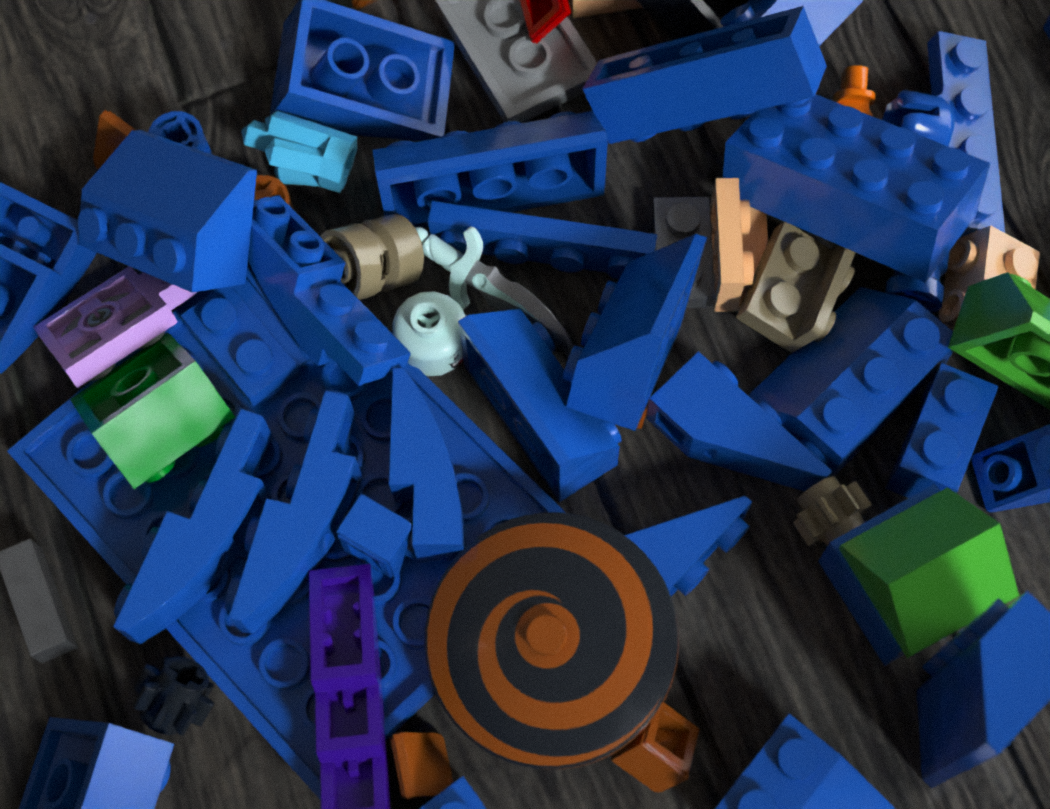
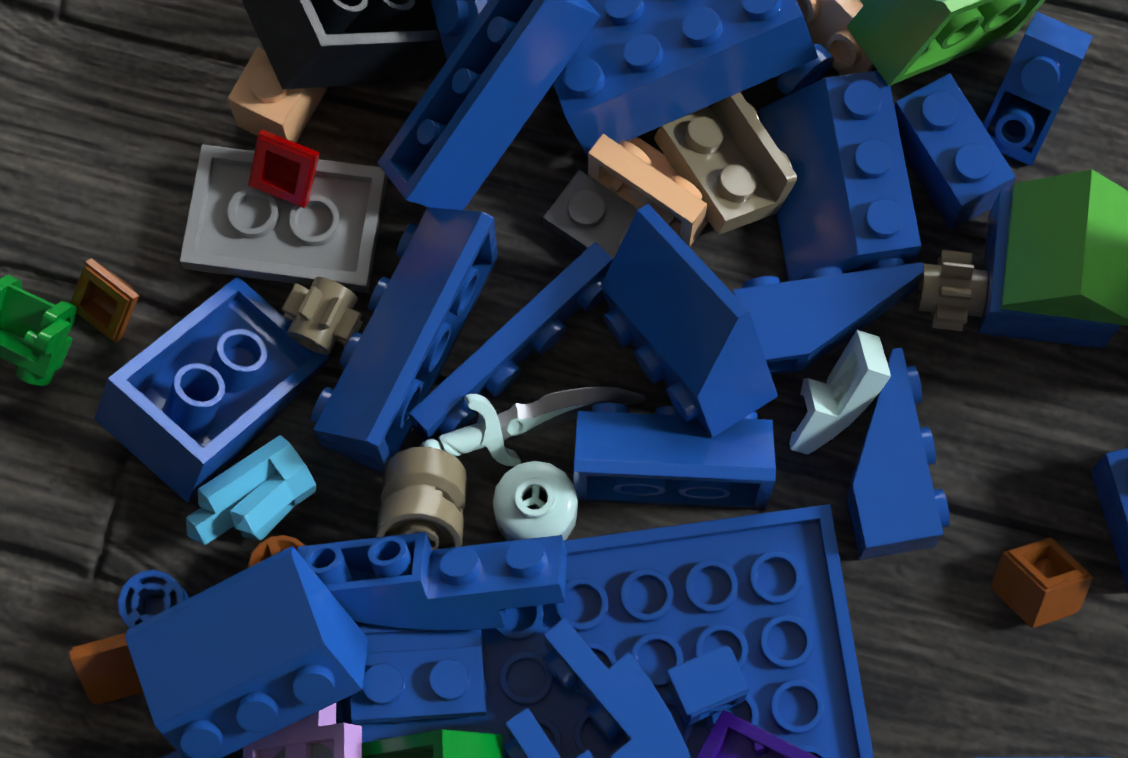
camera: 55 degrees left, 5 degrees up
(423, 473) = (673, 600): blue slope -> none
(463, 103) = (321, 315): none -> dark tan gear
(551, 641) = (906, 601): dish -> none
(673, 491) = (848, 392): none -> light aqua slope

